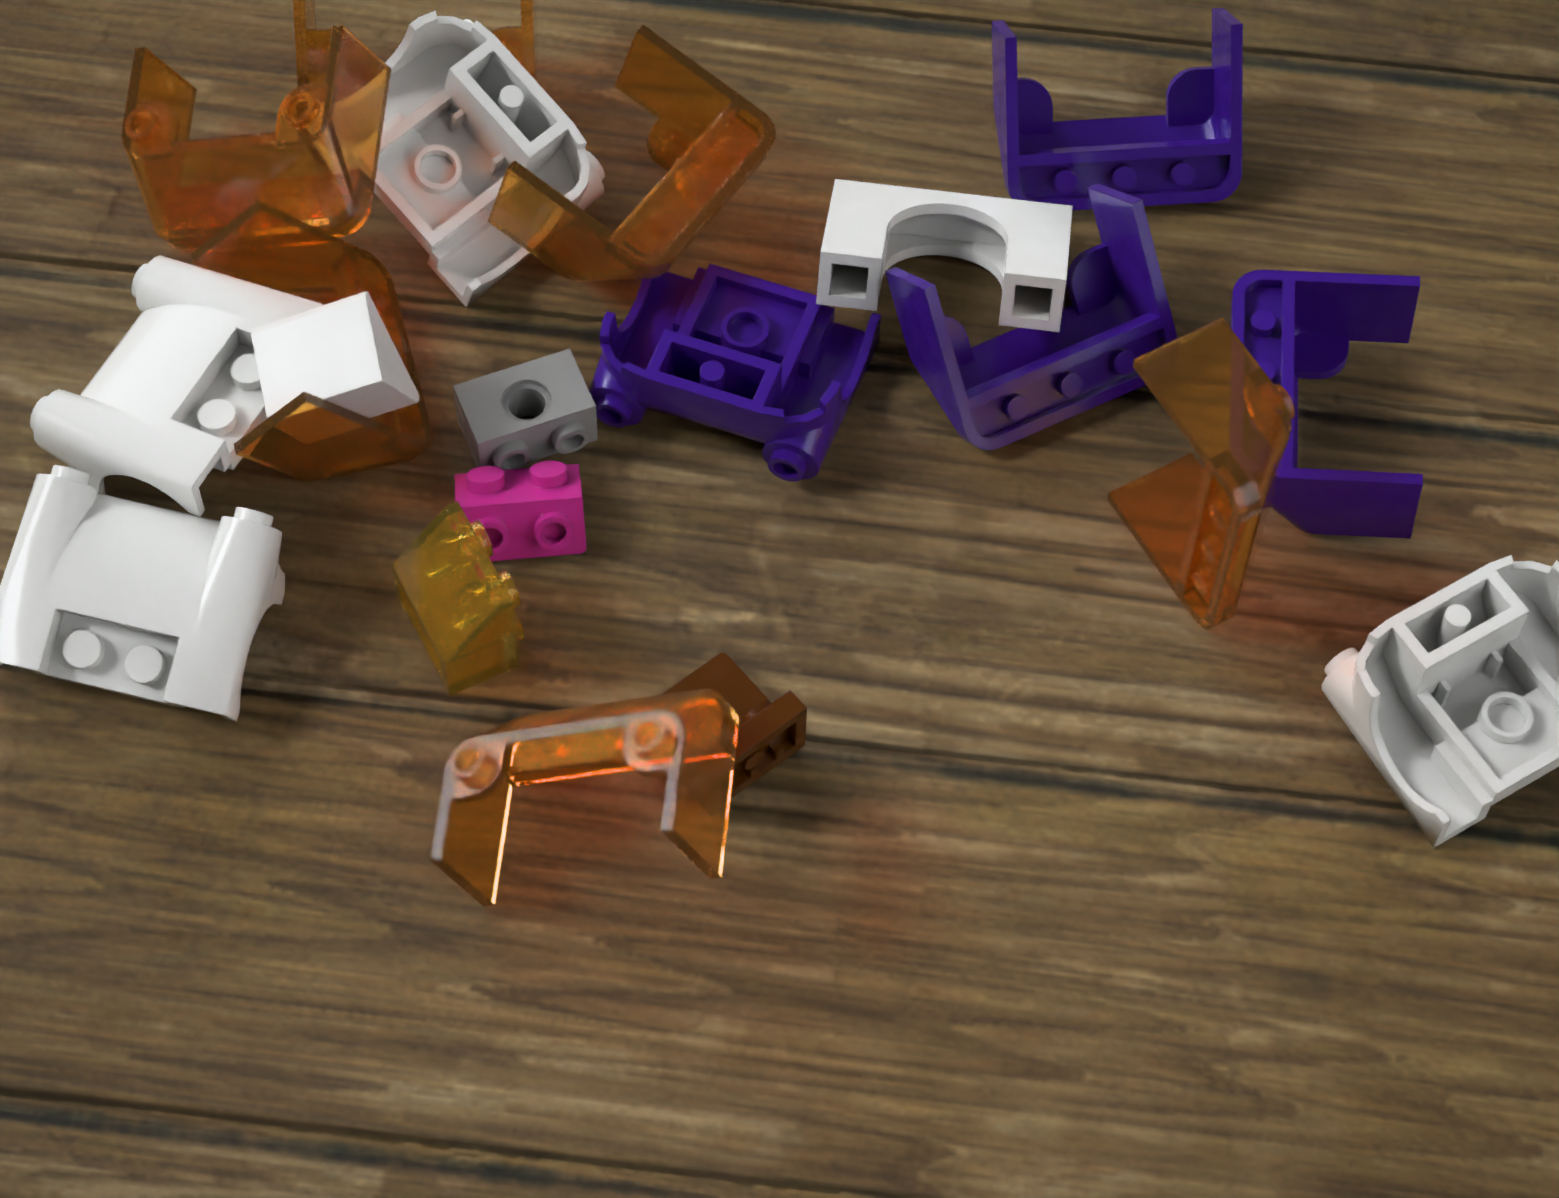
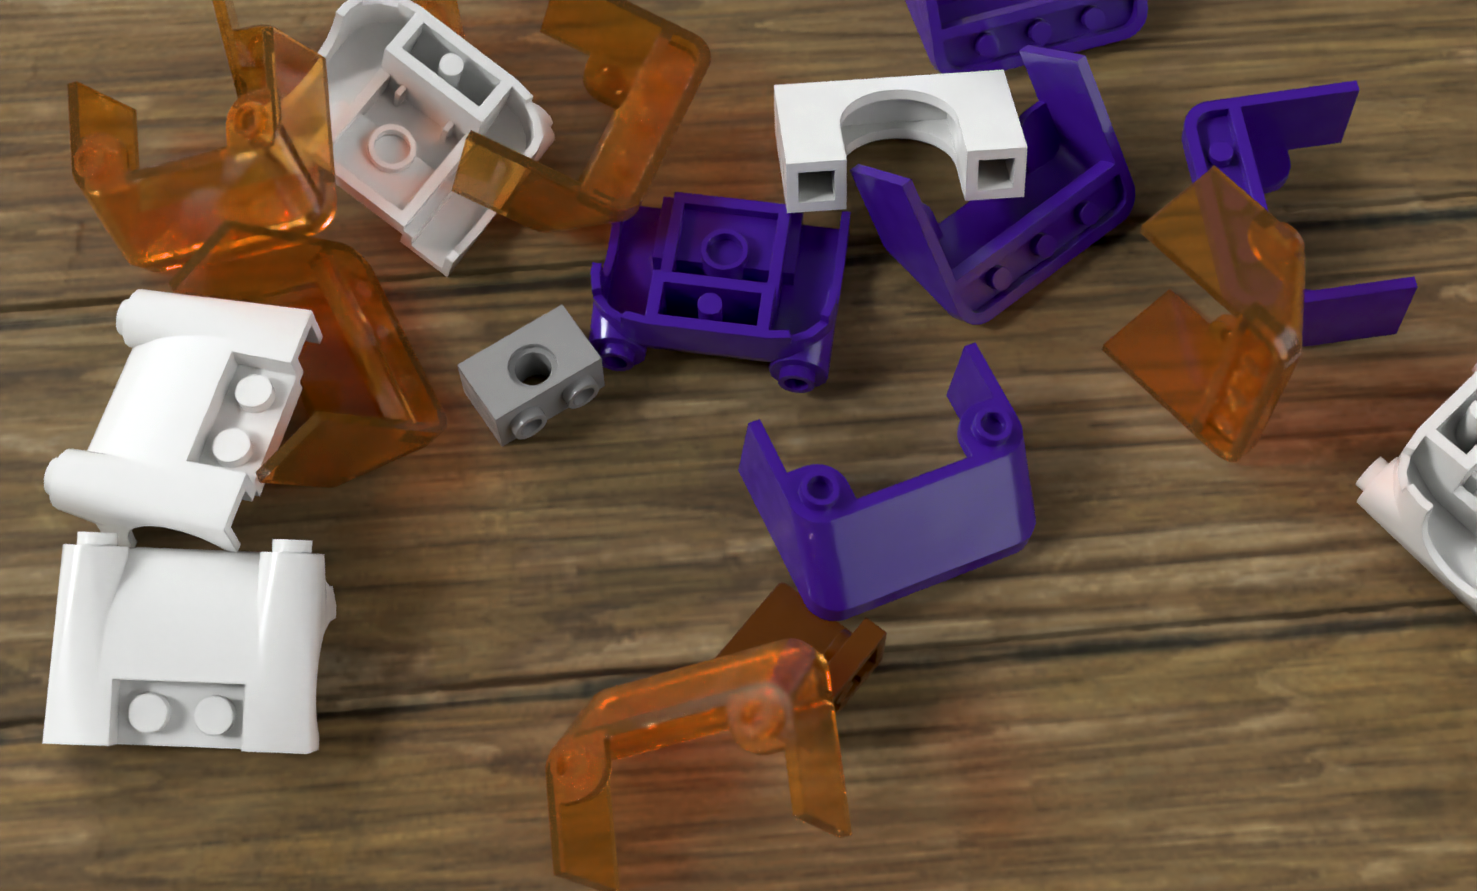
camera: 10 degrees left, 5 degrees up
(333, 354) = (334, 365): white slope -> none
(459, 601) = (514, 586): clear yellow slope -> none
(526, 509) = (549, 477): dark pink bracket -> none
(861, 622) = (910, 535): none -> dark purple windscreen

